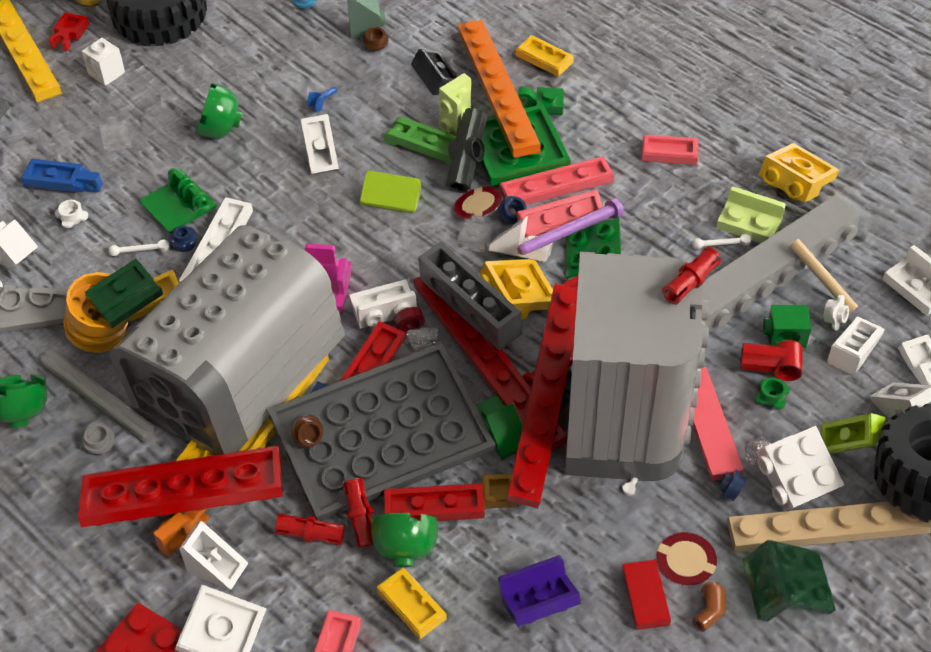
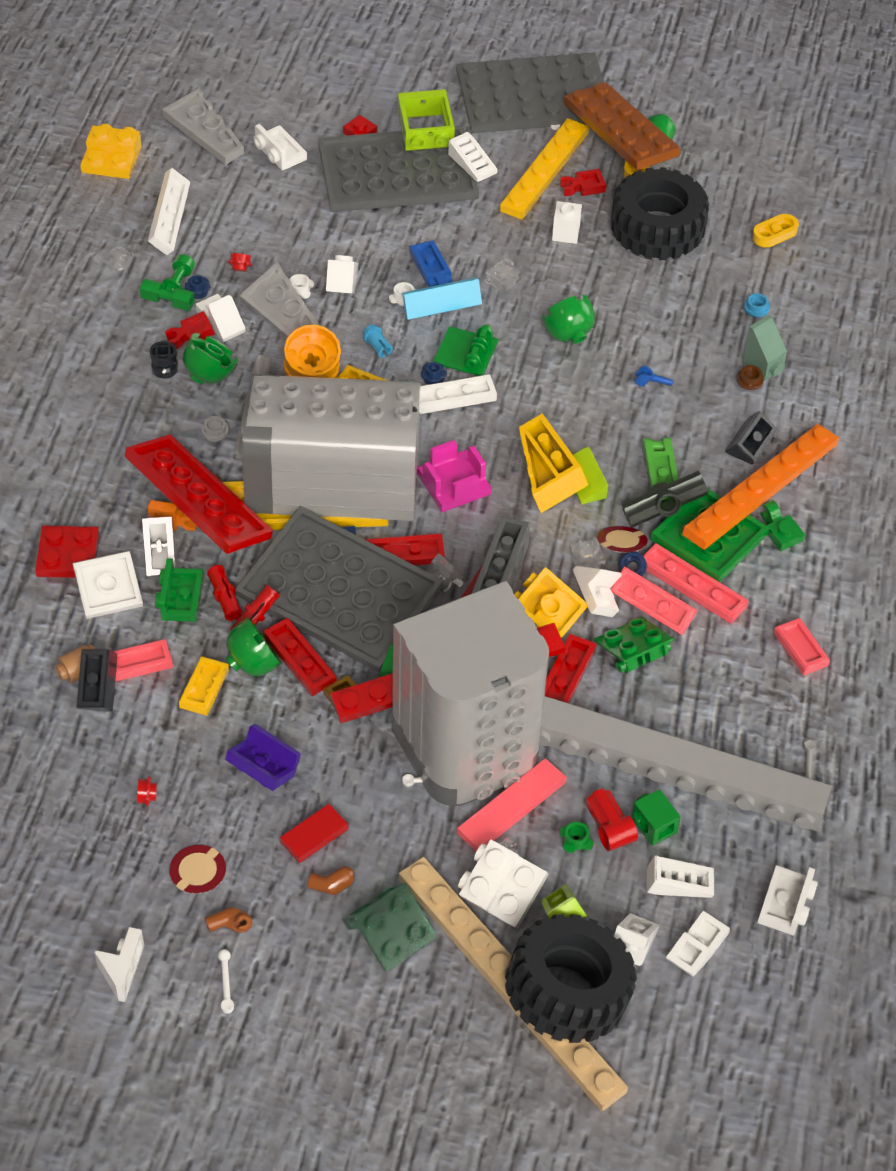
camera: 55 degrees right, 0 degrees up
(104, 187) = (442, 298): none -> tile
(107, 258) = (373, 335): none -> dark azure pin
(124, 293) = (326, 358): dark green plate -> none
(162, 245) = (418, 364): white hinge -> none
(283, 567) = (179, 593): none -> green bracket
(307, 431) = (293, 538): reddish brown plate -> none
(319, 144) = (593, 401): white slope -> none
(363, 204) = (550, 464): none -> yellow wedge
(381, 303) = (463, 529): white bracket -> none
(409, 319) = (460, 553): dark red tile -> none
(453, 101) = (709, 460): yellowish green bracket -> none
(544, 55) = (834, 502): yellow plate -> none
(612, 209) = (637, 611): medium lavender bar -> none
(686, 558) = (369, 849): sticker -> none
(691, 275) = (527, 658): red pin -> none
(731, 485) = (455, 845): dark blue plate -> none
(744, 240) = (738, 748): white hinge -> none
(751, 215) = (766, 738): yellowish green bracket -> none
(797, 172) = (847, 750): yellow plate -> none
(821, 273) = (729, 817): tan bar -> none
(836, 312) = (701, 847): white plate -> none

